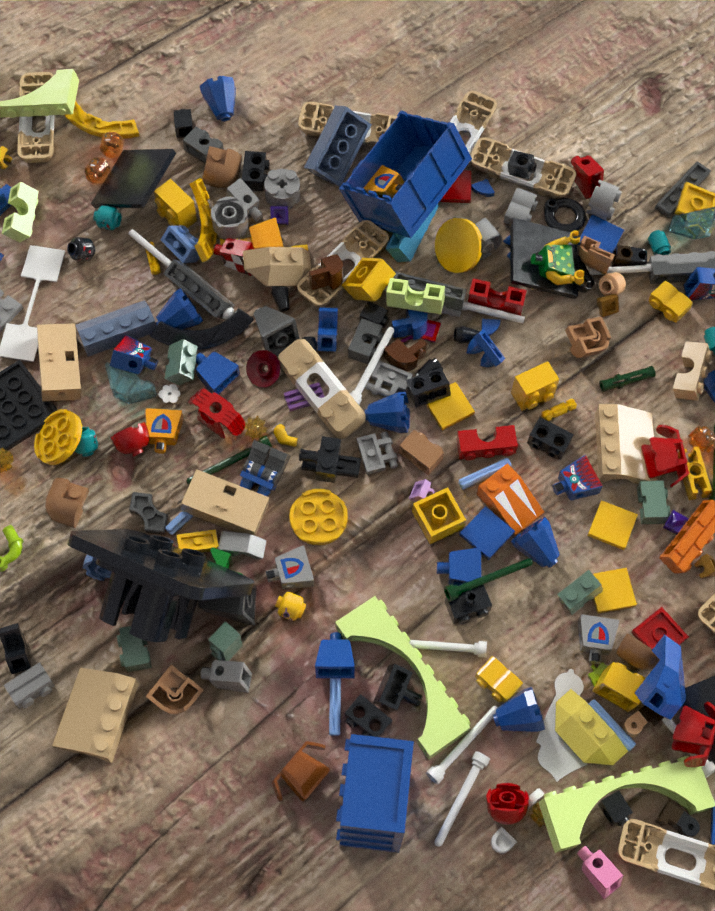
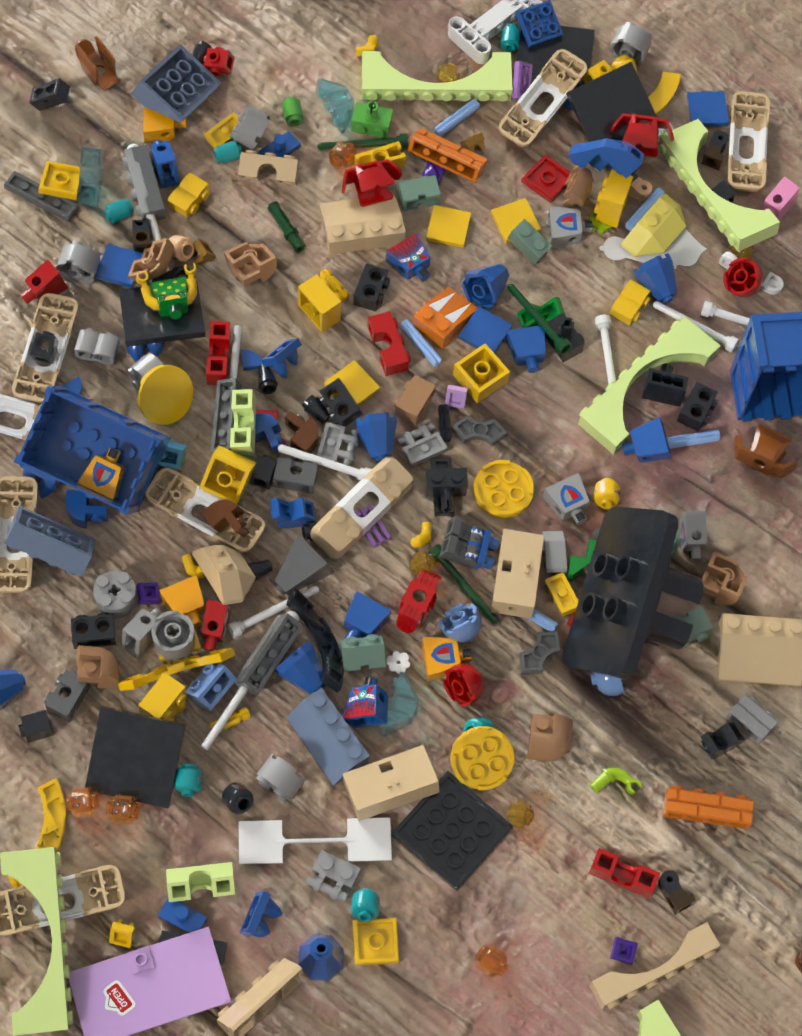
camera: 105 degrees left, 0 degrees up
(87, 279) = (279, 777): none -> light grey brick
(187, 445) = (461, 623): none -> medium blue cylinder
(231, 274) = (237, 628): none -> white piece
(256, 371) = (357, 566): dark red dish -> none
(379, 517) = (488, 431): none -> dark grey tile
(396, 478) = (444, 422): none -> black axle
(499, 593) = (548, 311): none -> green slope
(576, 207) = (103, 318): black piece -> none

